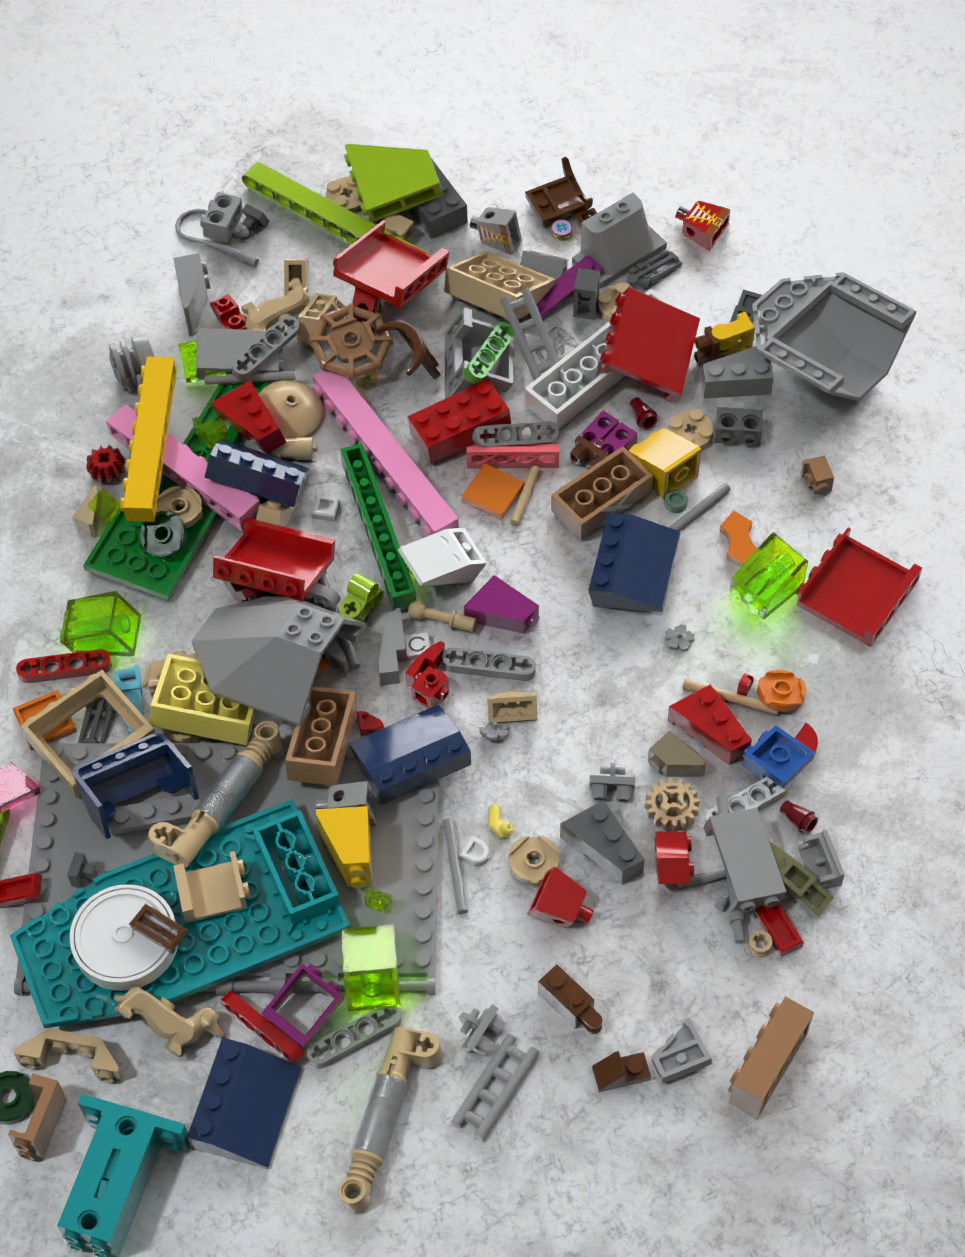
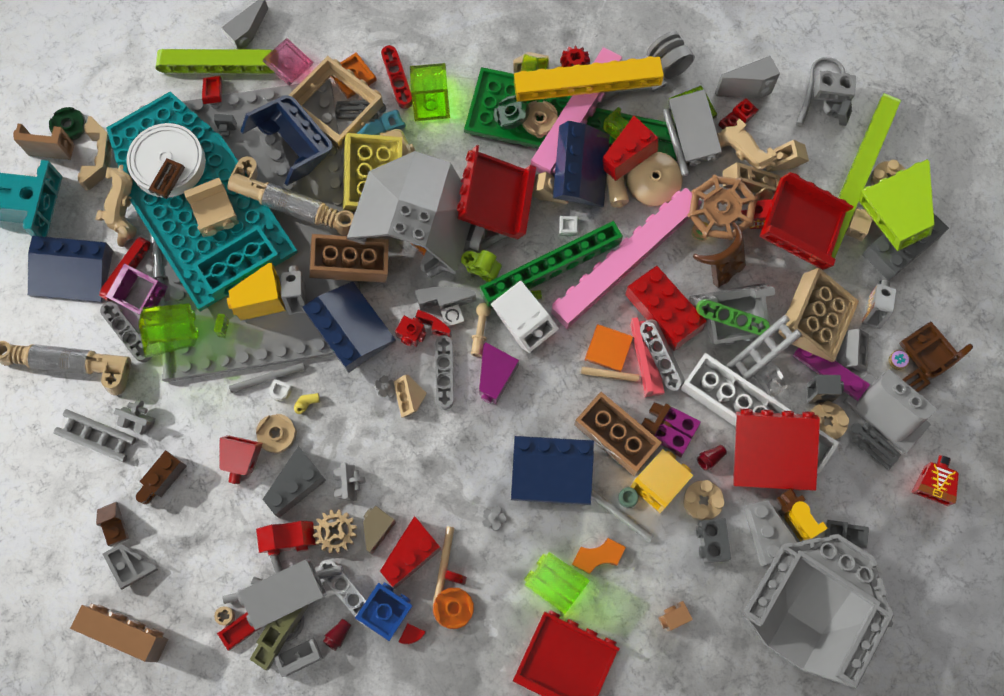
camera: 80 degrees right, 15 degrees up
(263, 345) = (699, 147): light grey beam -> none
(368, 723) = (379, 294): red tile -> none

